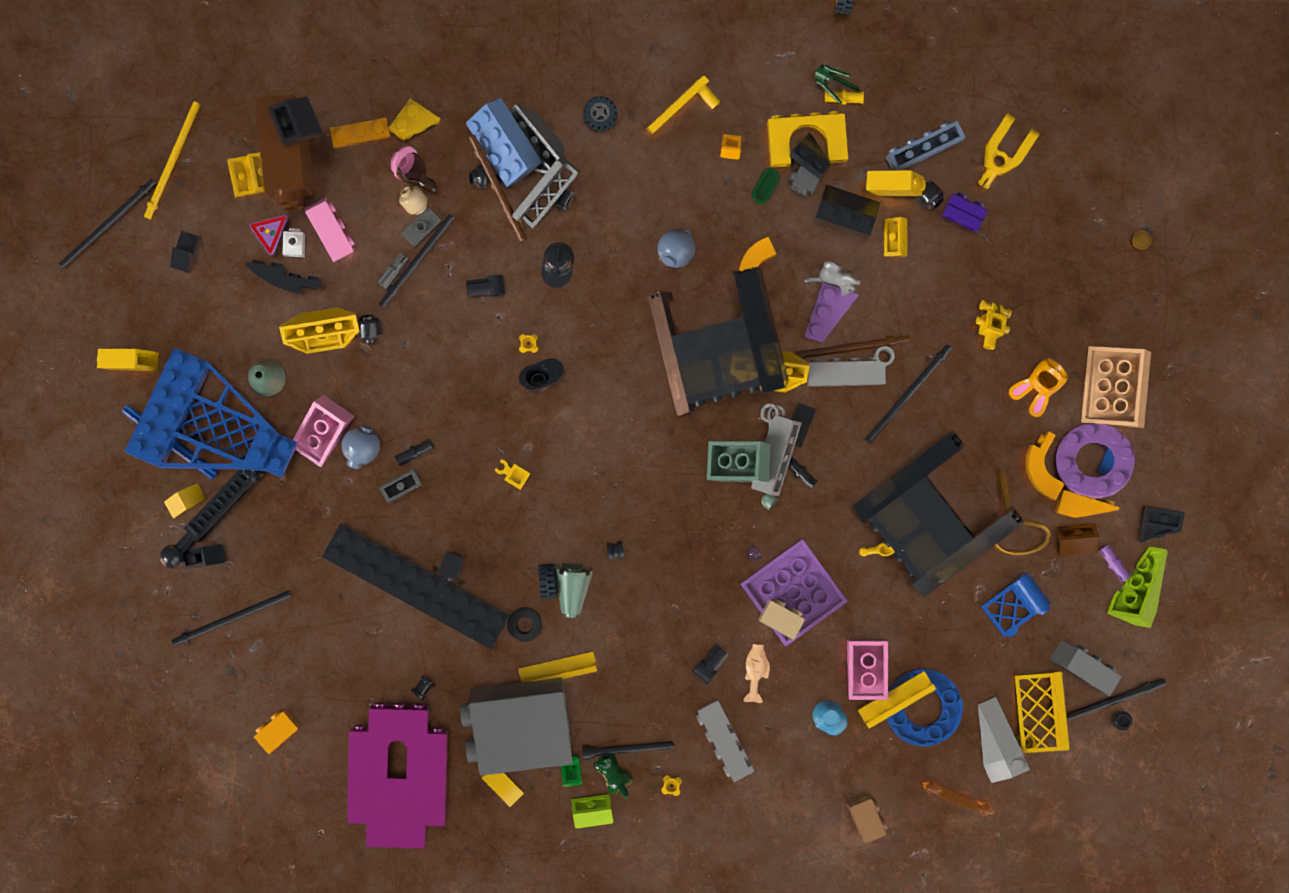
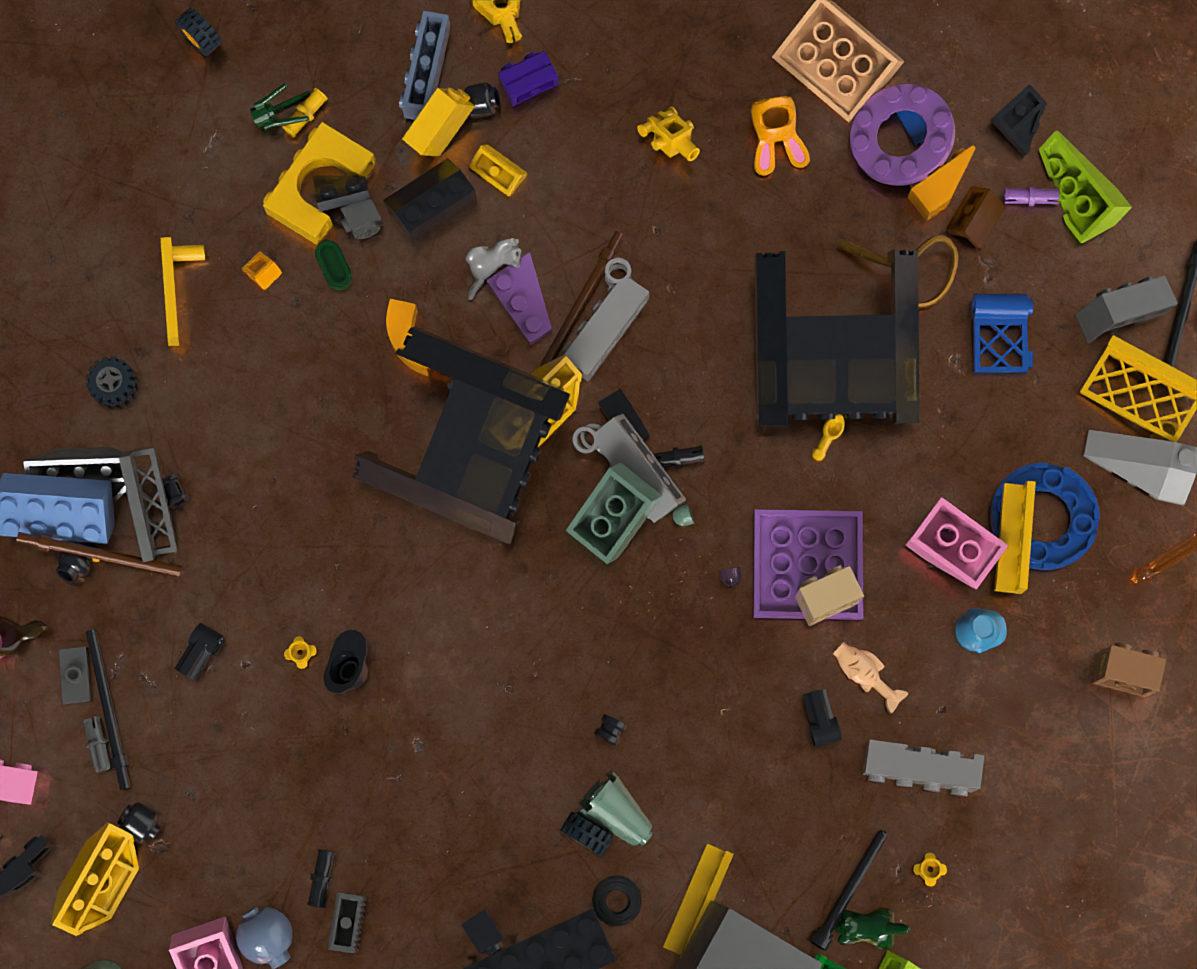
camera: 50 degrees left, 10 degrees down
(413, 200) = (37, 659): tan head -> none
(515, 475) = (437, 780): yellow plate -> none
(557, 265) = (239, 554): black piece -> none
(676, 248) = (324, 406): sand blue brick -> none
(940, 356) = (665, 217): black bar -> none
(1036, 469) = (869, 204): light orange arch -> none

